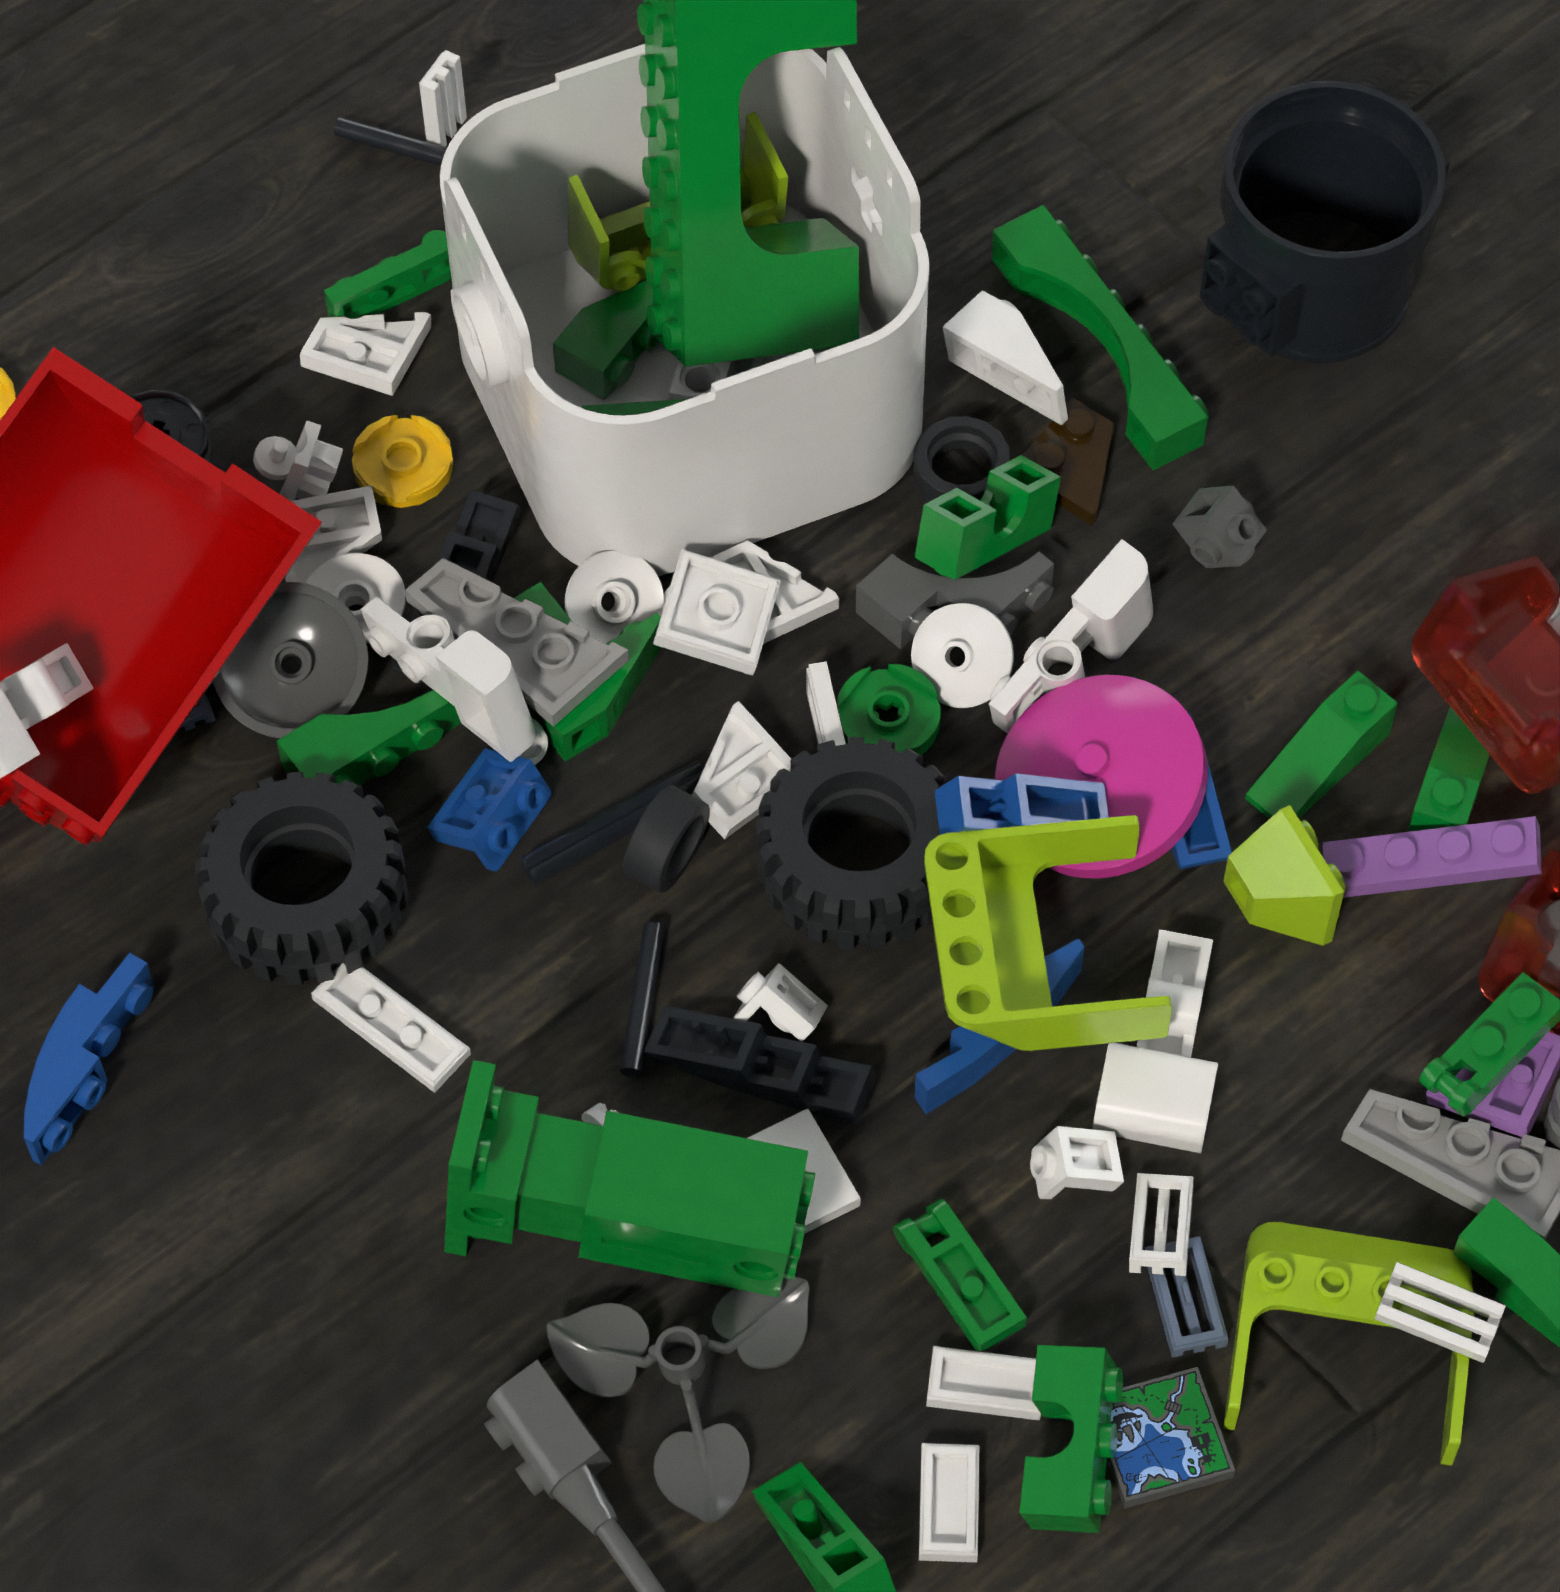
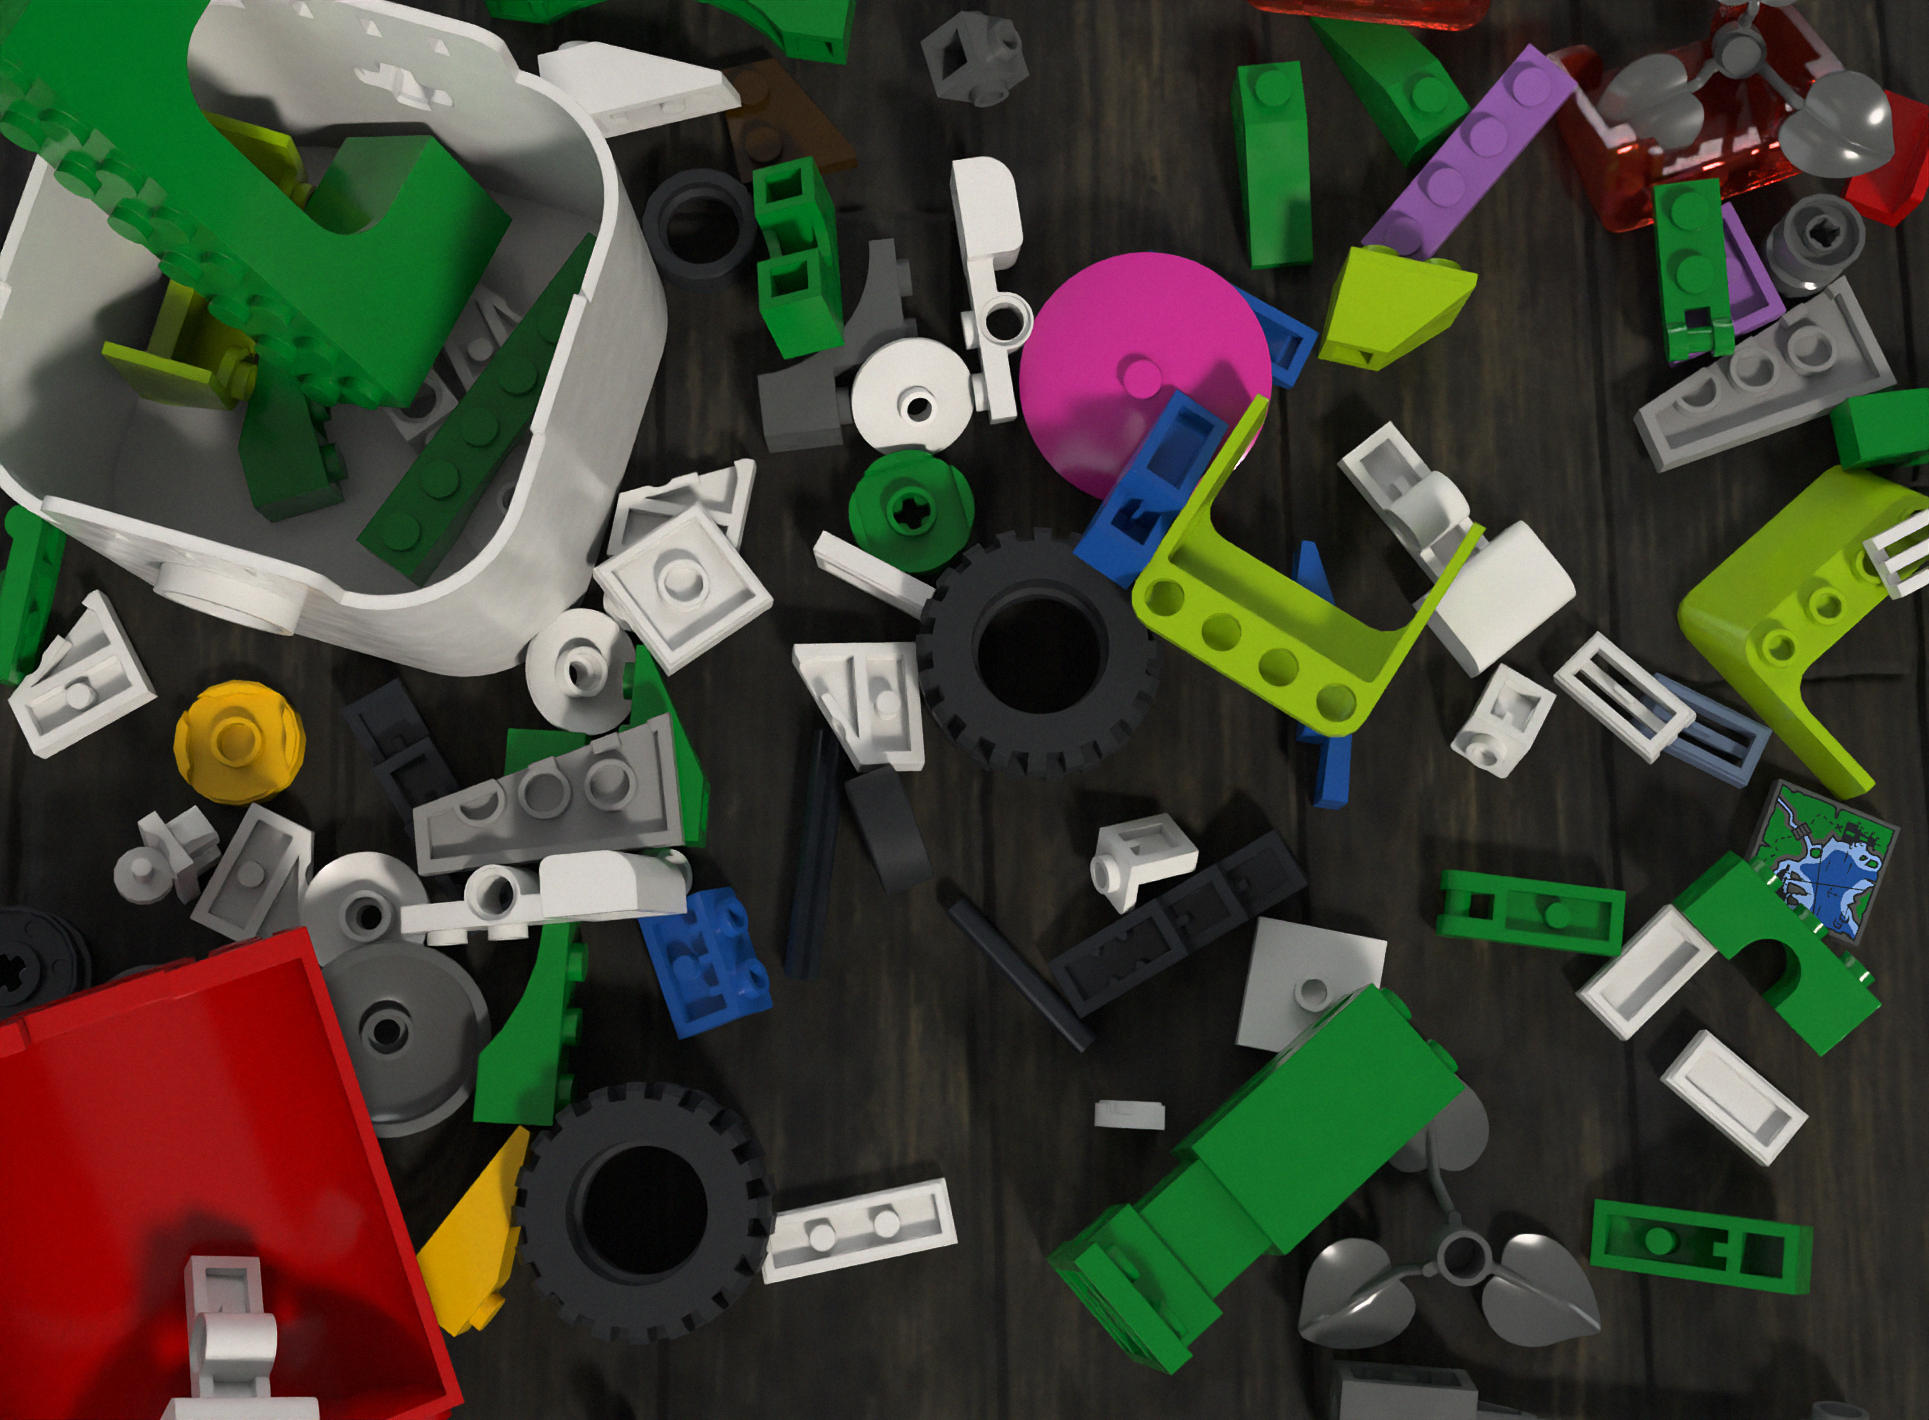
camera: 50 degrees left, 20 degrees up
(177, 805) = (475, 1244): none -> yellow slope

